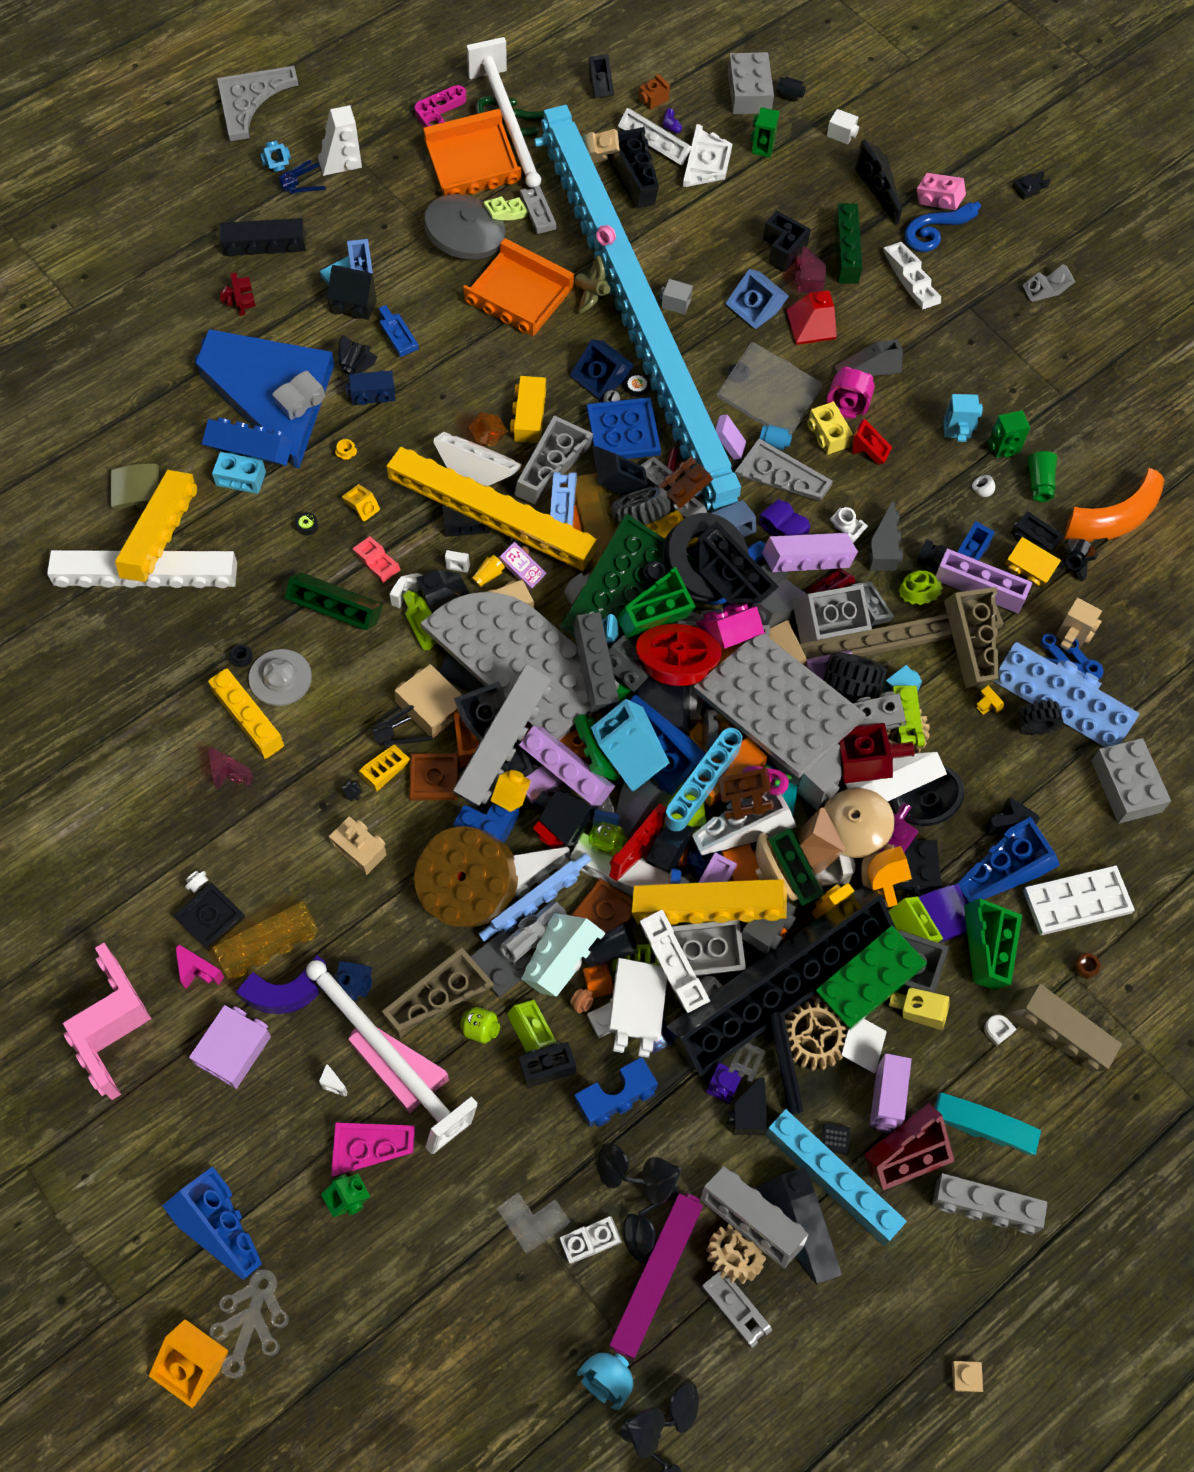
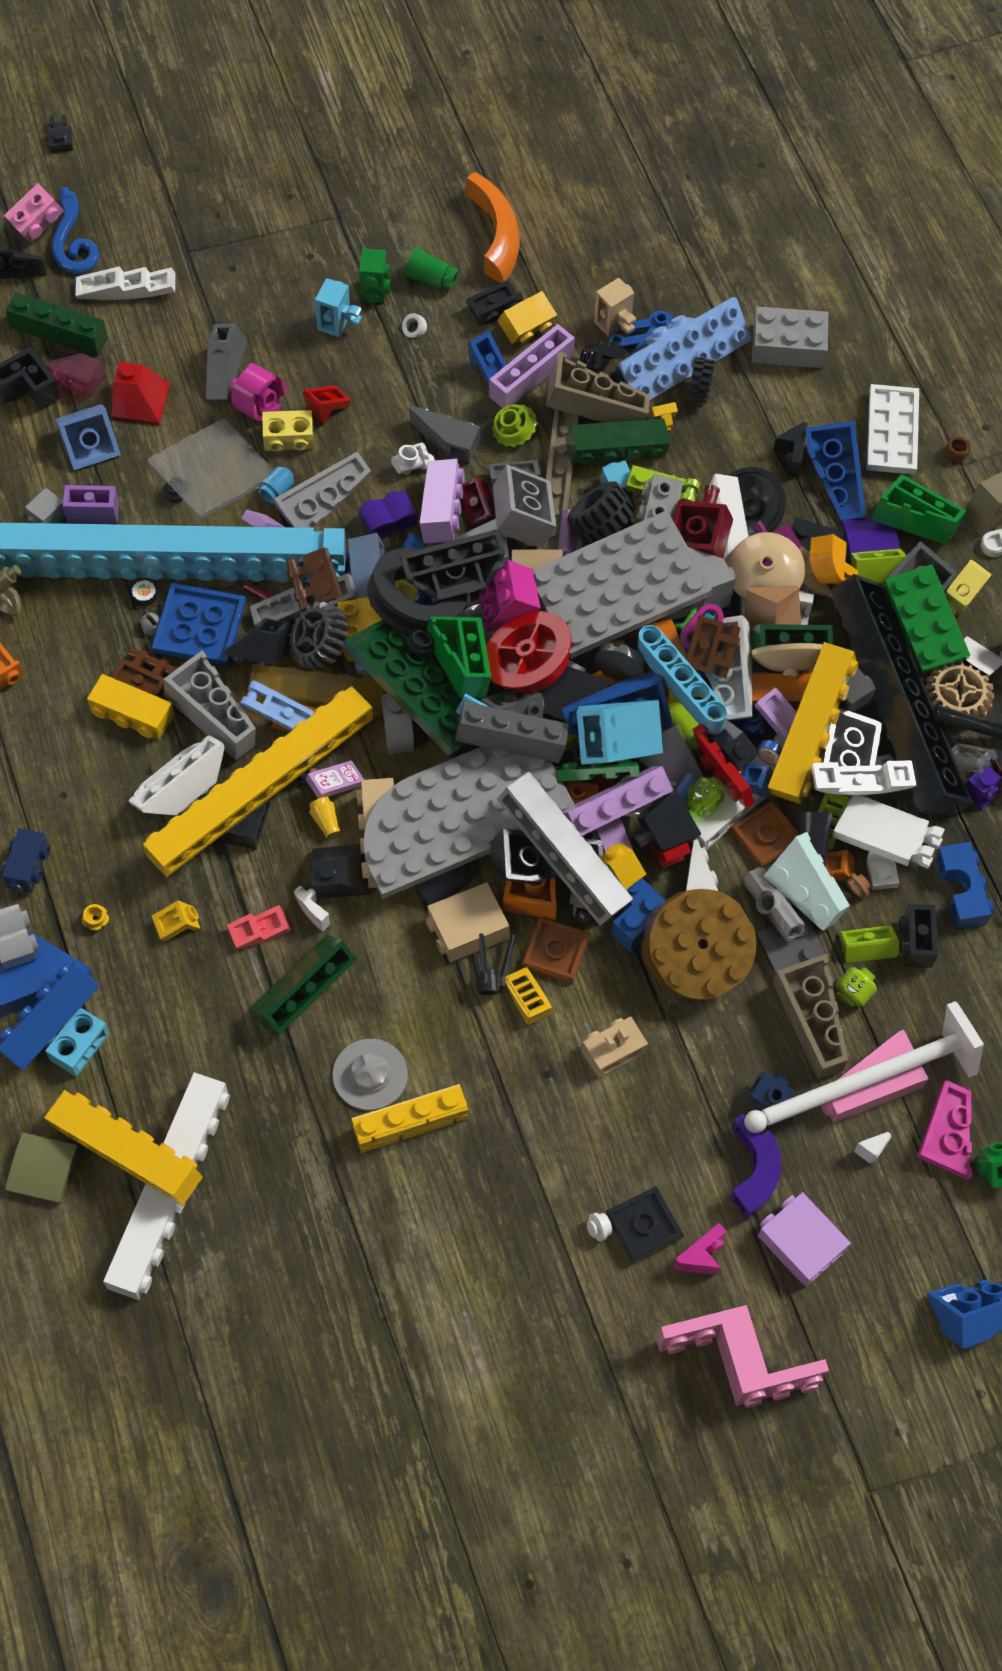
camera: 70 degrees left, 0 degrees up
(224, 766) = (466, 1162): clear pink slope -> none
(239, 650) = (328, 1099): black plate -> none
(265, 940) = (693, 1171): clear yellow brick -> none
(306, 523) = (178, 989): tile -> none
(352, 789) = (545, 1034): black plate -> none
(417, 613) = (359, 903): lime hinge -> none
(457, 561) = (300, 843): white tile -> none
(487, 429) = (141, 756): clear orange brick -> none
(542, 893) = (737, 879): light blue plate -> none
(557, 403) = (140, 678): none -> reddish brown plate
(601, 368) = (109, 618): dark blue slope -> none
(644, 876) = (758, 778): none -> blue slope
(693, 320) = (91, 504): none -> medium lavender brick
(831, 899) = (840, 613): yellow wing -> none
(932, 553) = (478, 398): black wheel -> none
(941, 670) = (617, 441): none -> dark green brick
(1027, 630) = (594, 352): none -> black bracket
(1043, 287) = (197, 170): light grey slope -> none
(1077, 556) = (534, 277): black brick -> none

